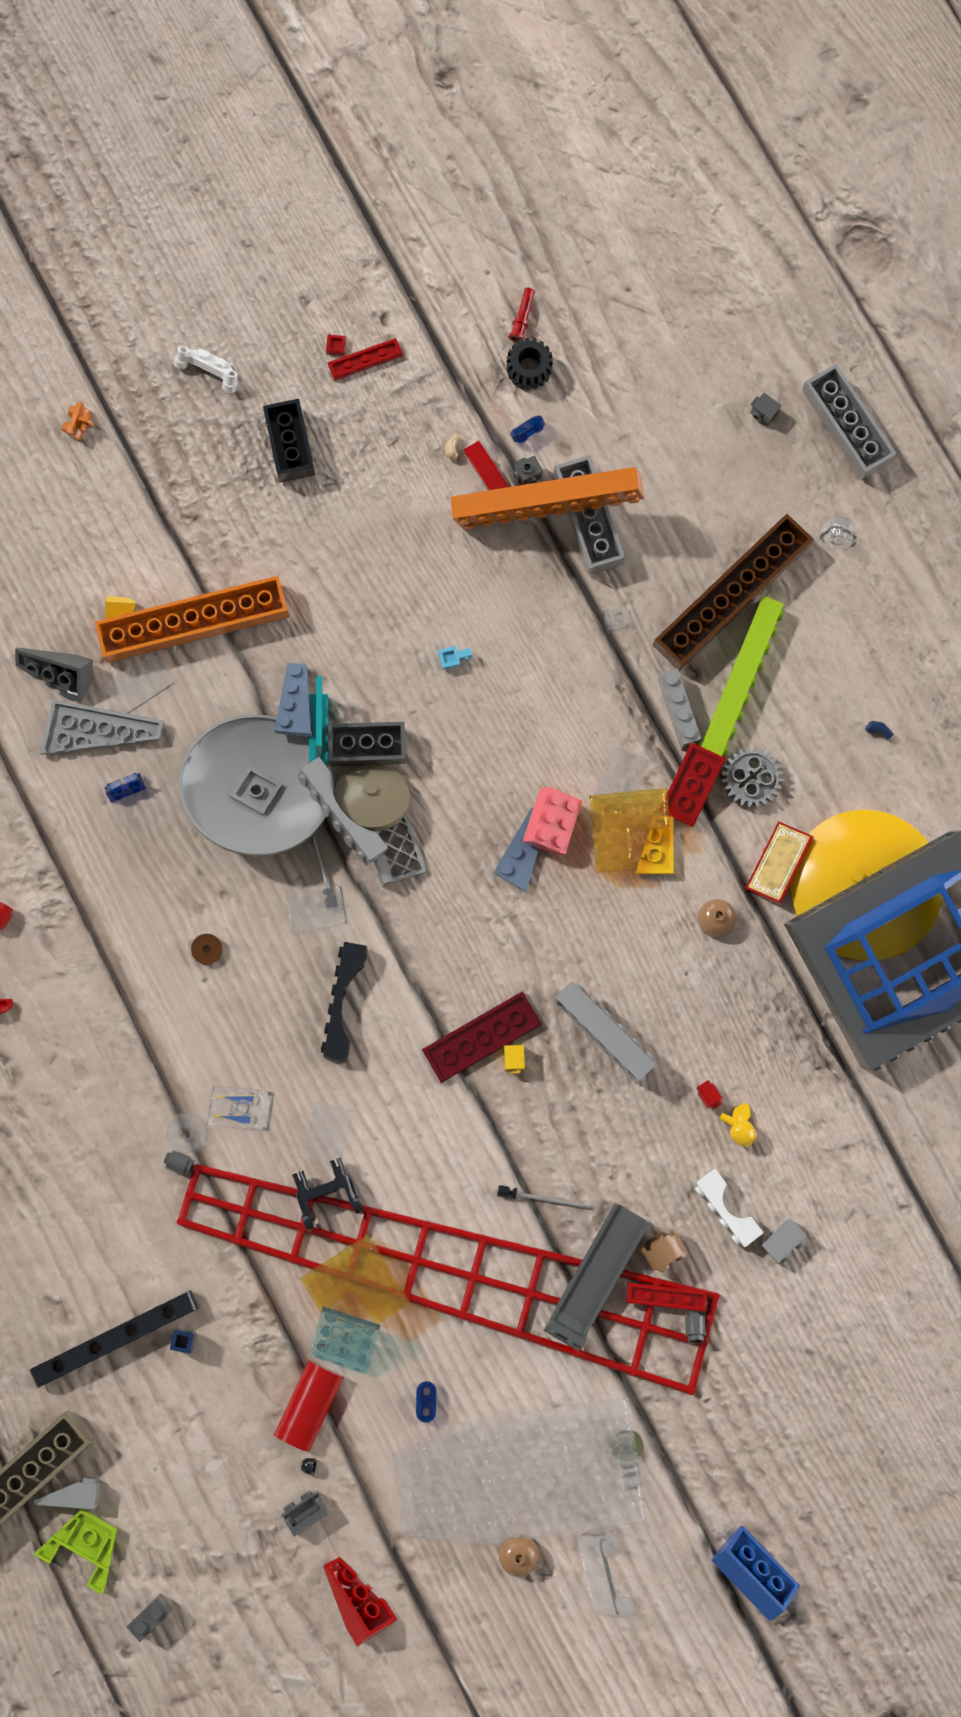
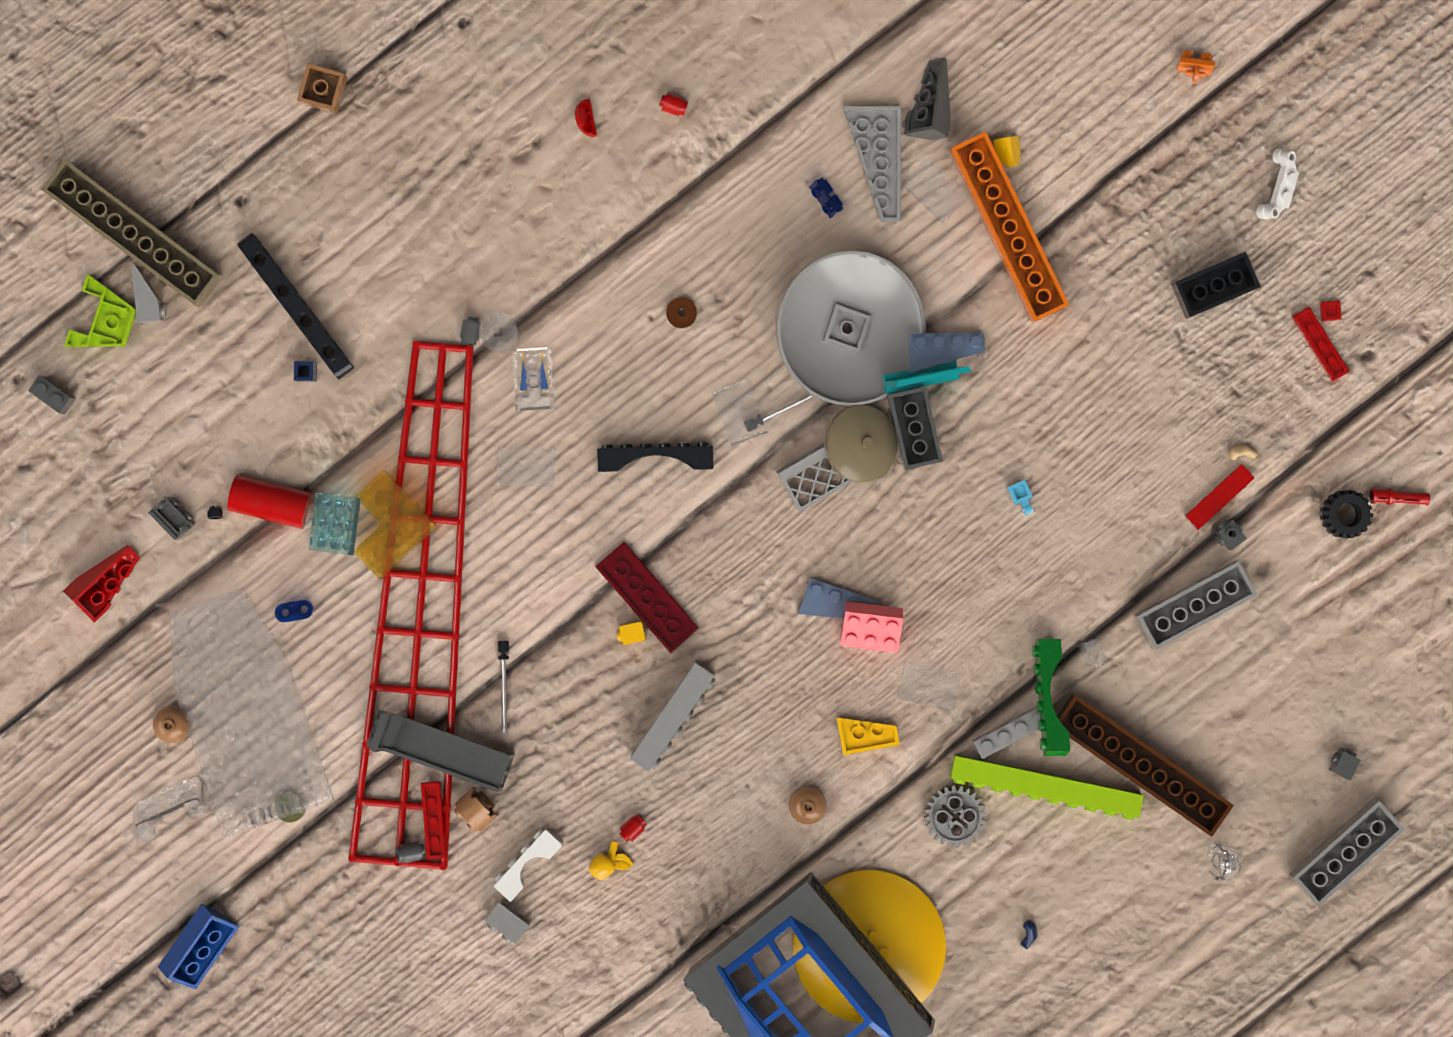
camera: 85 degrees right, 10 degrees up
(307, 1194) = (464, 459): black connector -> none
(364, 842) = (812, 447): light grey arch -> none
(528, 428) = (1276, 525): clear blue plate -> none
(547, 498) = (1200, 560): orange brick -> none
(617, 817) = (887, 690): clear yellow brick -> none
(691, 663) = (1055, 736): none -> green arch
(693, 783) = (935, 758): red tile -> none
(779, 863) = (874, 857): pearl gold tile -> none

